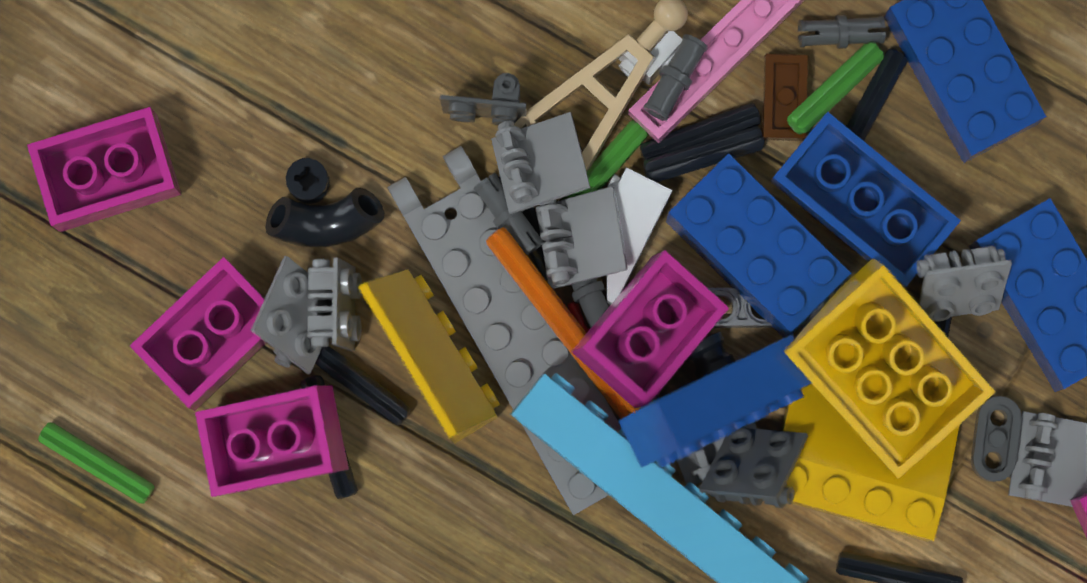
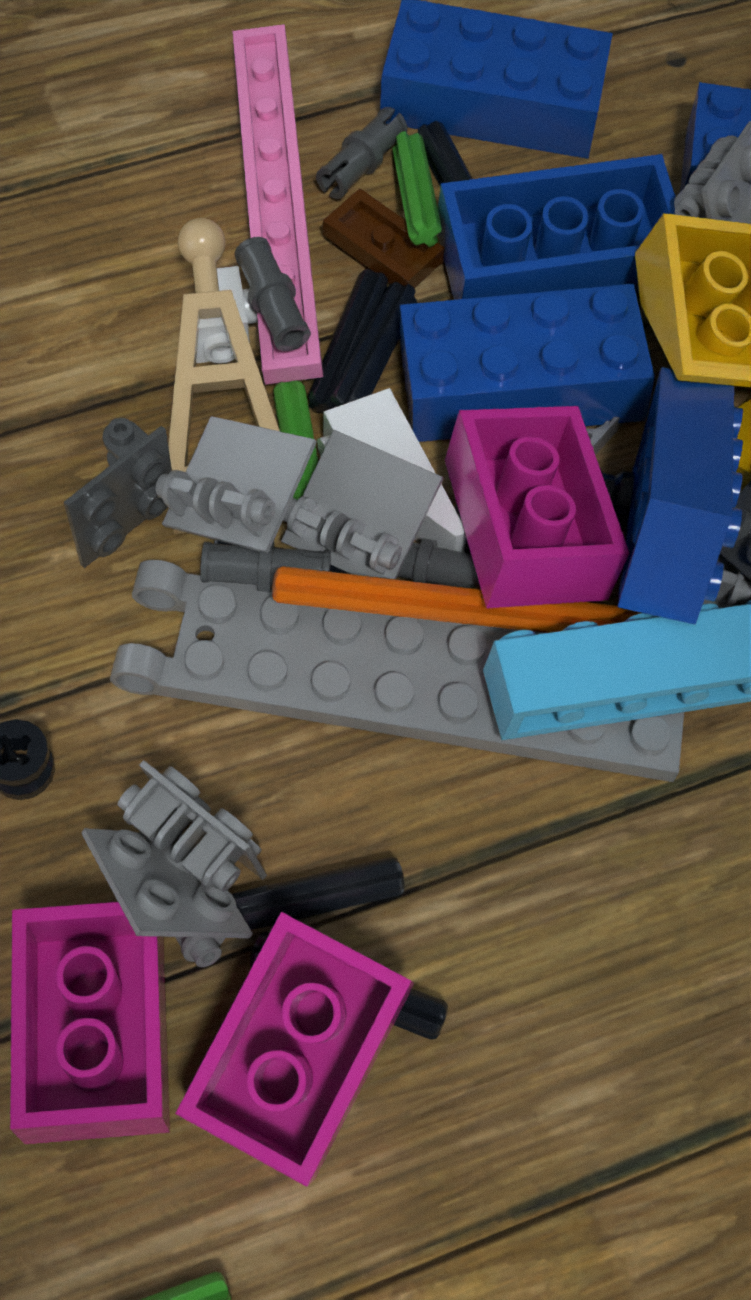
camera: 55 degrees left, 20 degrees down
(324, 224) = (86, 782): black cylinder -> none
(430, 354) = (352, 779): yellow slope -> none

